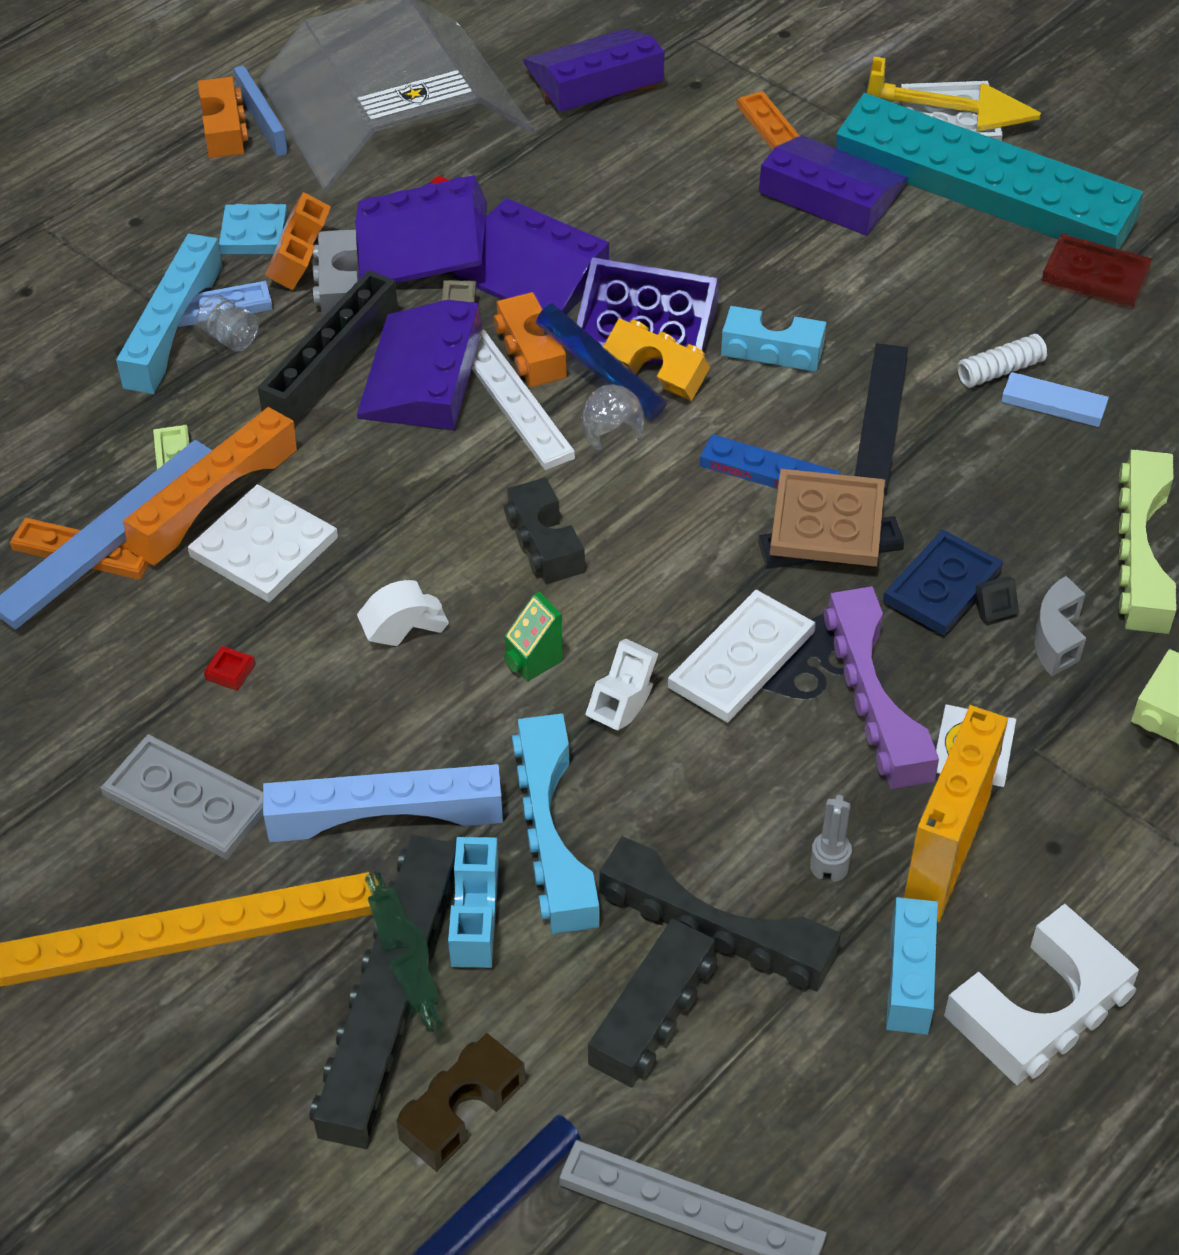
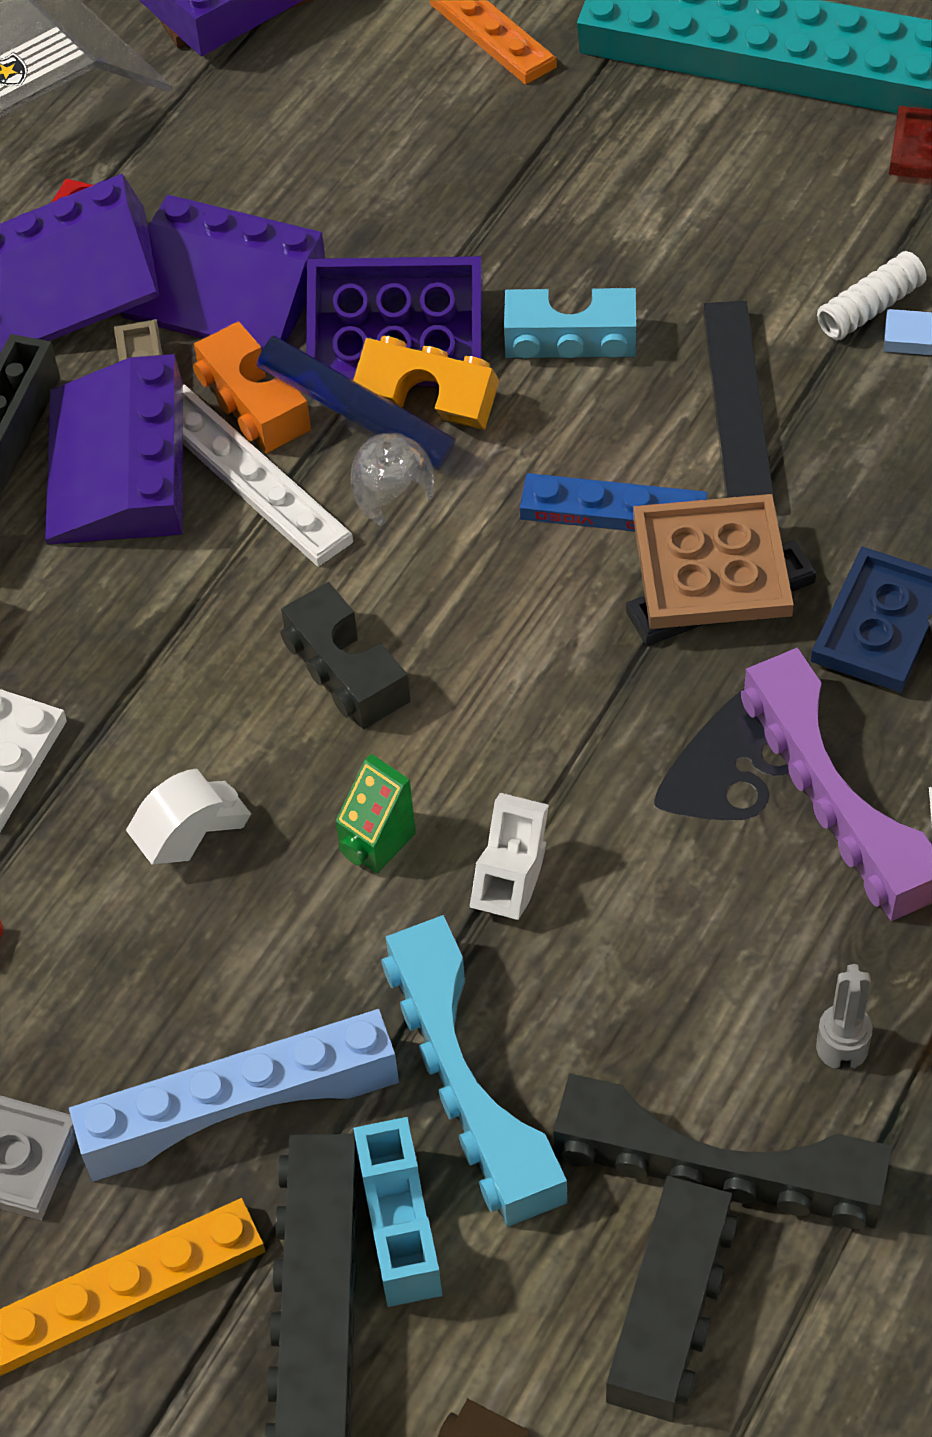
camera: 10 degrees left, 5 degrees up
(412, 966) = (342, 1329): clear green piece -> none
(741, 655) = (650, 778): white plate -> none
(829, 183) = (583, 91): dark purple slope -> none

